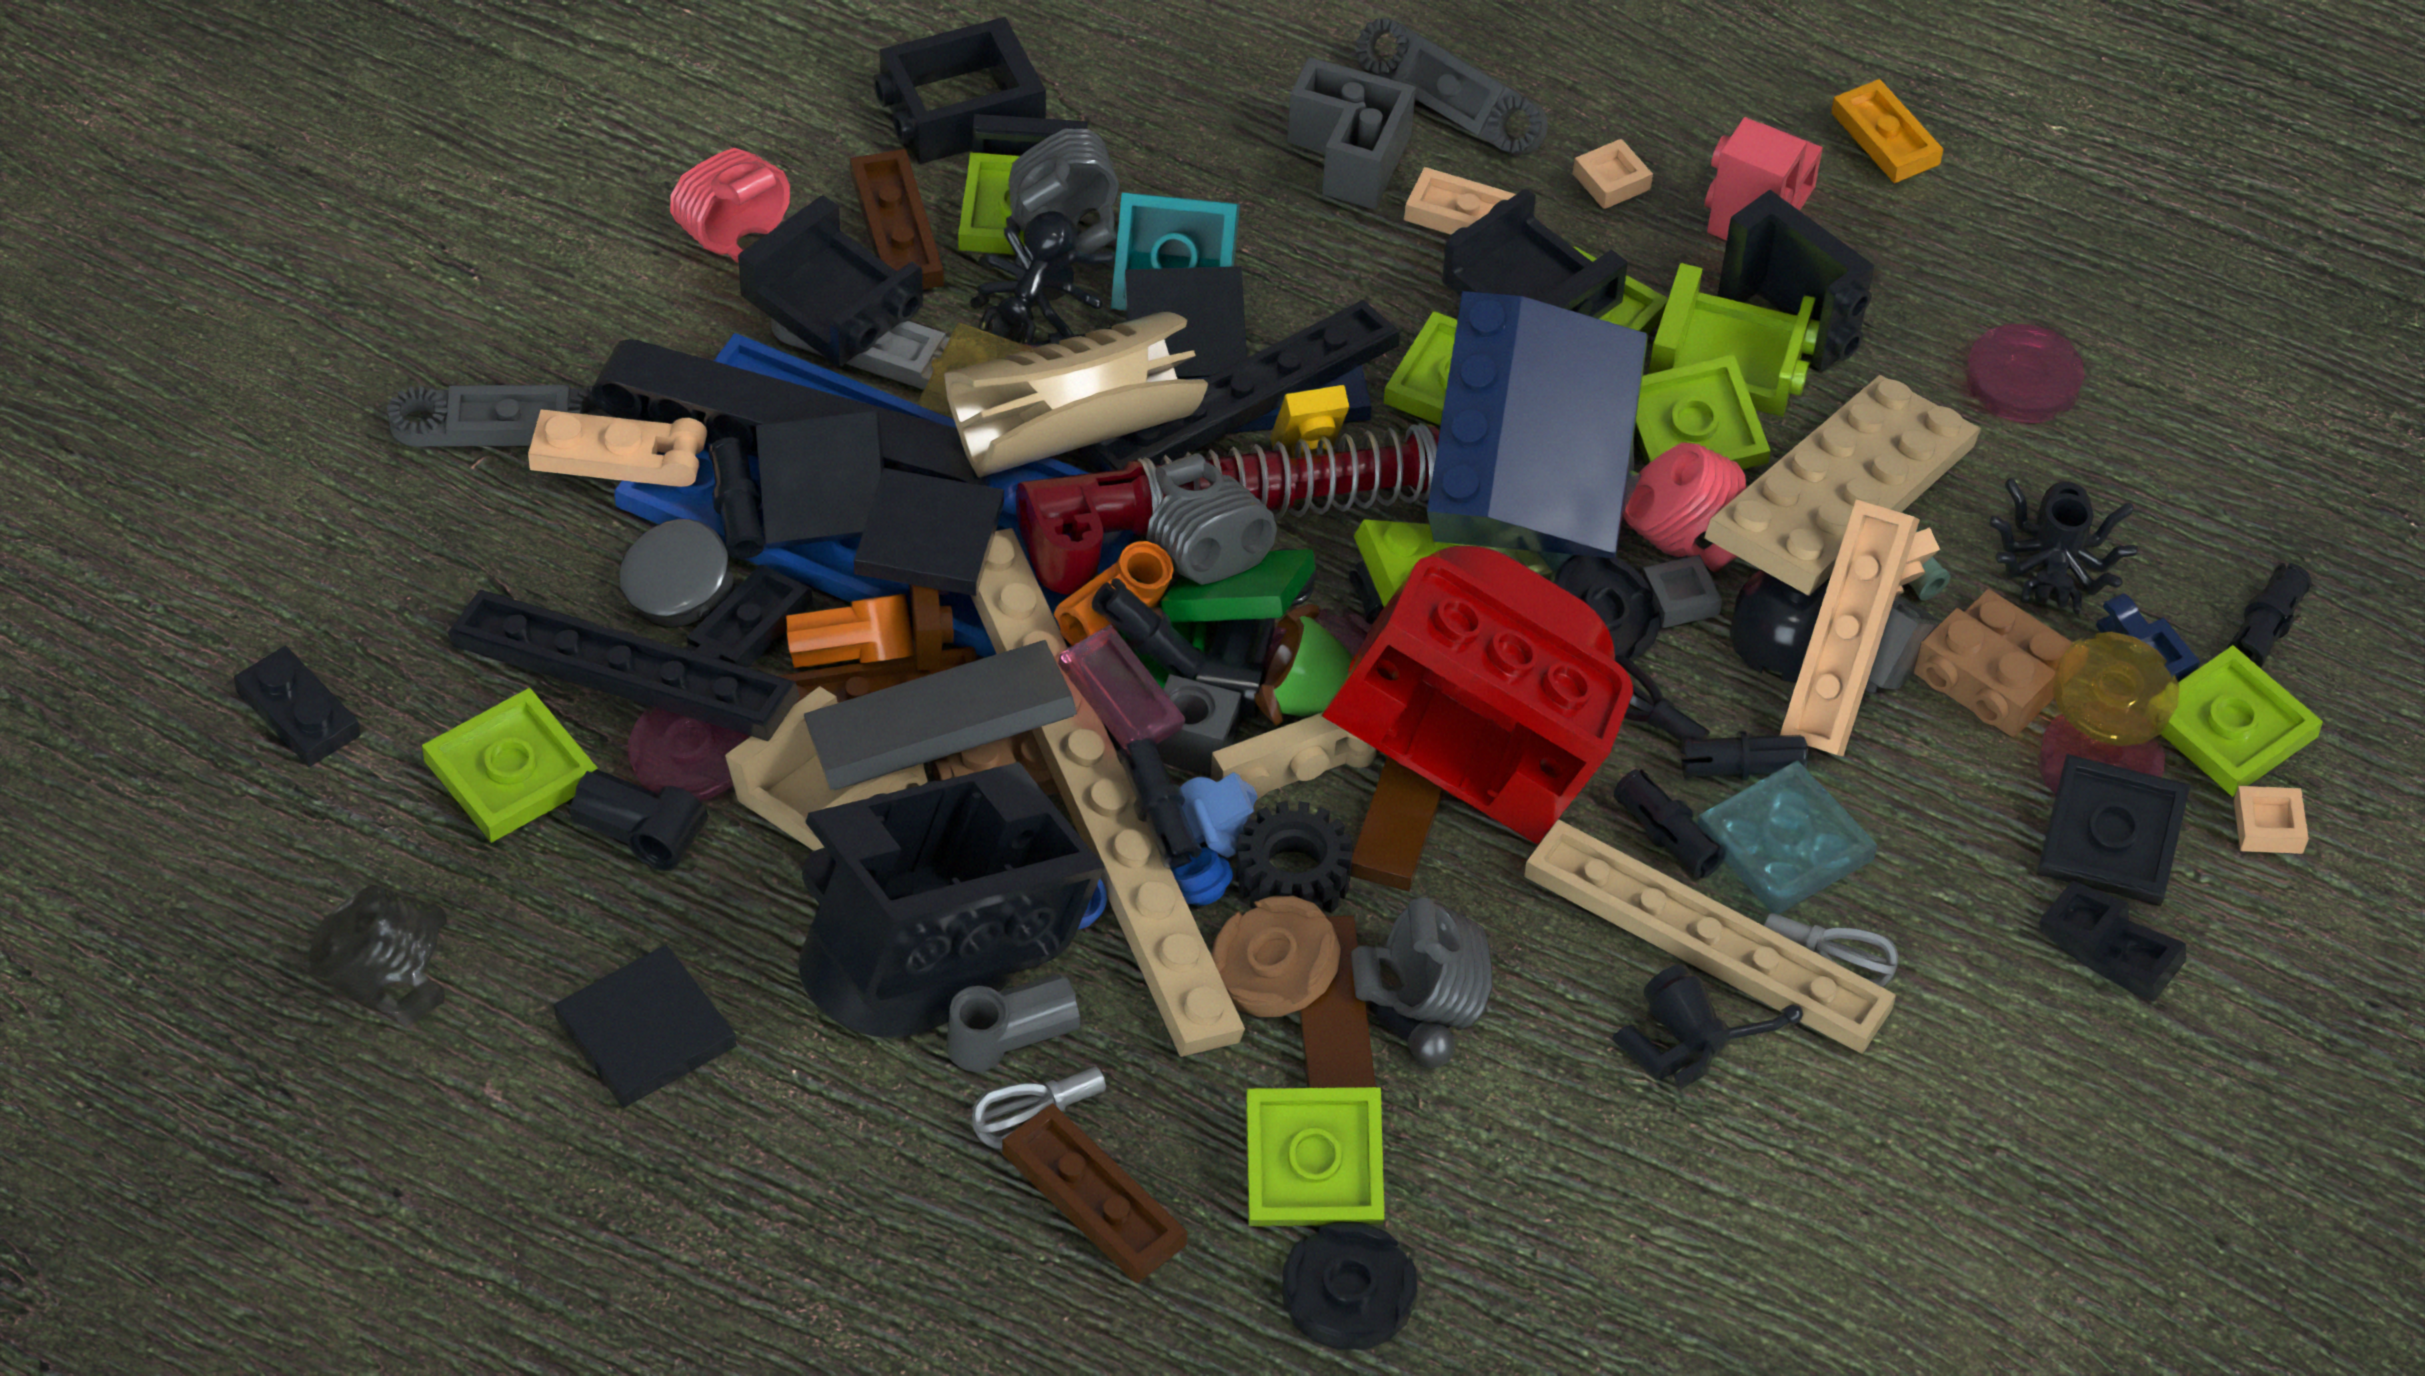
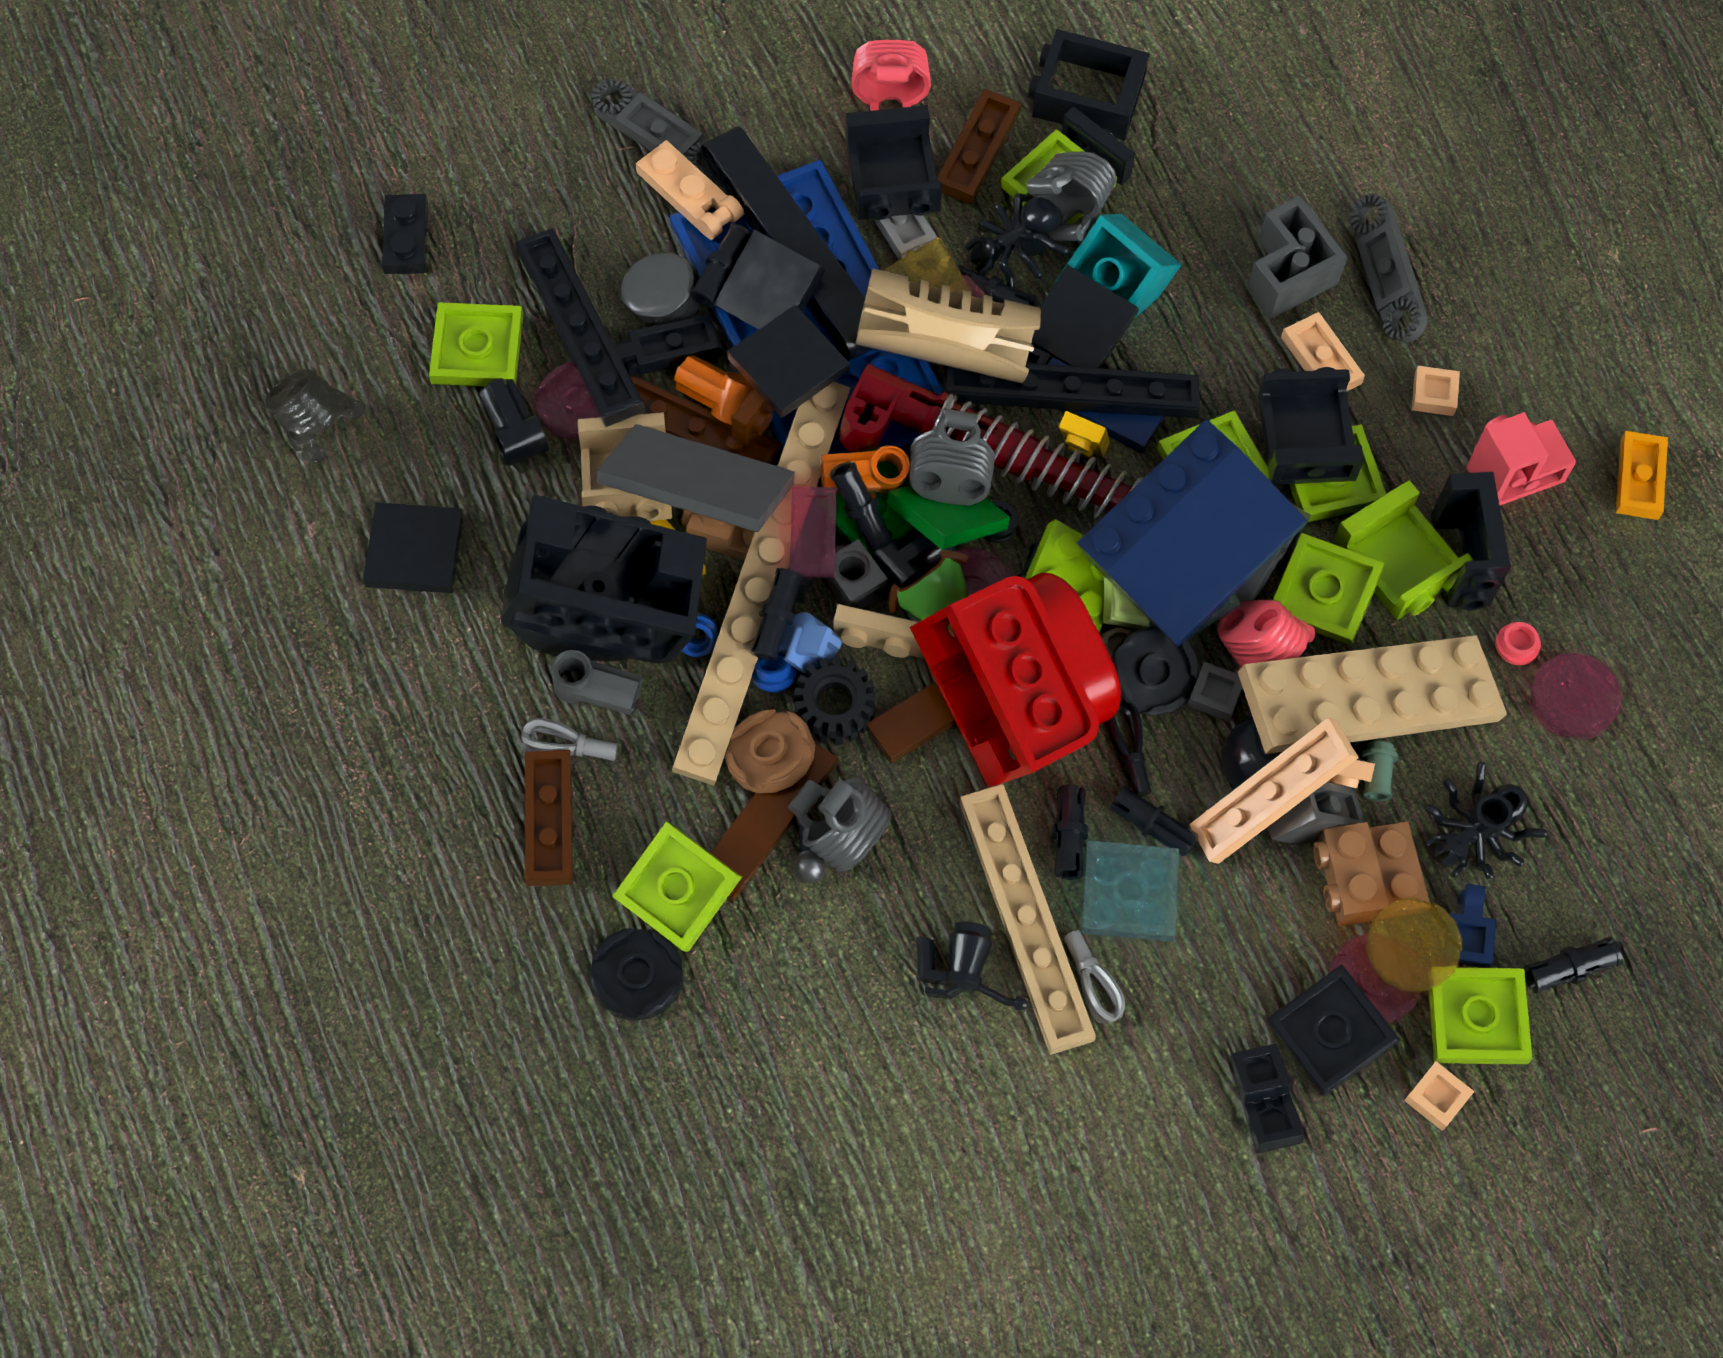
camera: 40 degrees right, 15 degrees up
(1924, 357) = (1518, 643): none -> coral plate

